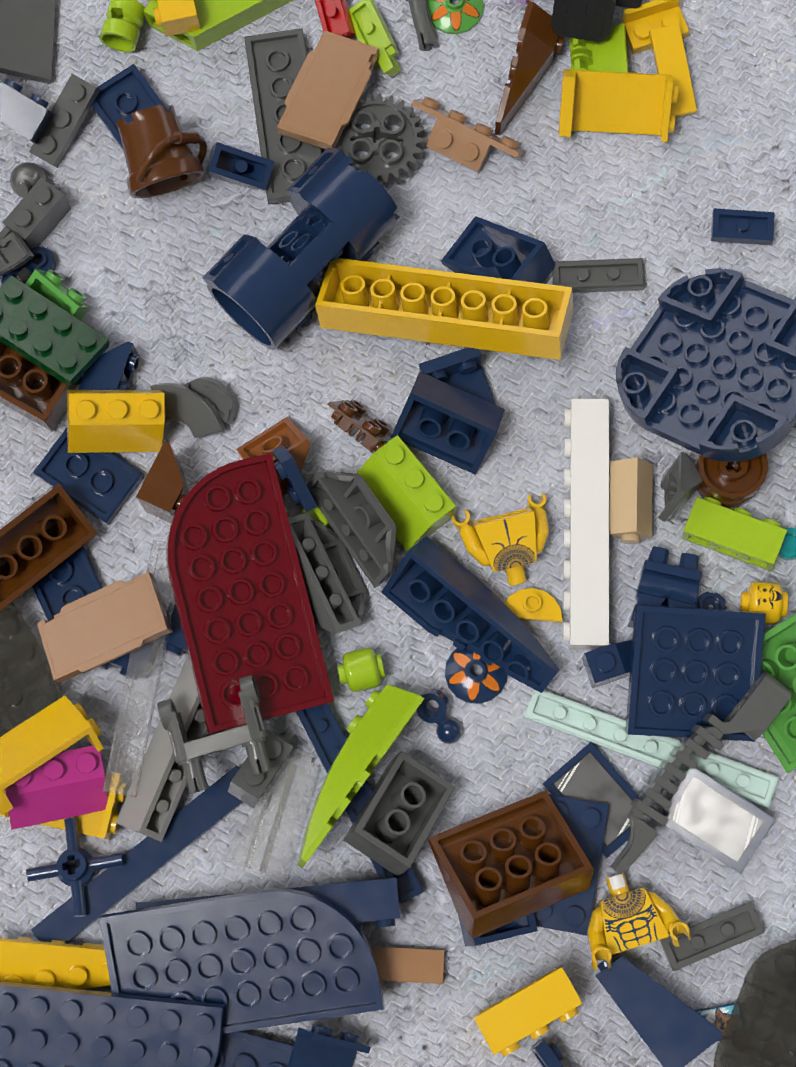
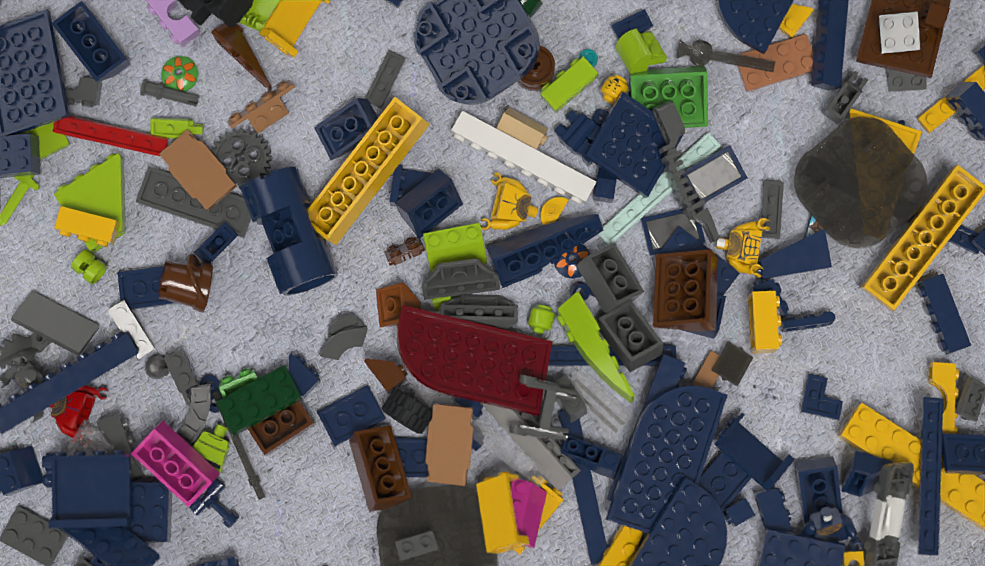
camera: 70 degrees left, 5 degrees up
(82, 874) = (560, 521): dark blue bar -> none
(115, 420) = (331, 383): yellow slope -> none
(124, 542) = (407, 411): none -> black tyre
(190, 847) = (592, 456): none -> dark blue slope
(287, 469) = (417, 301): dark blue plate -> none
(440, 994) = (732, 363): none -> clear smoke piece
(472, 738) = (610, 278): none -> dark grey brick
(583, 980) = (770, 285): none -> dark blue bracket
(679, 485) = (528, 98): dark grey slope -> none

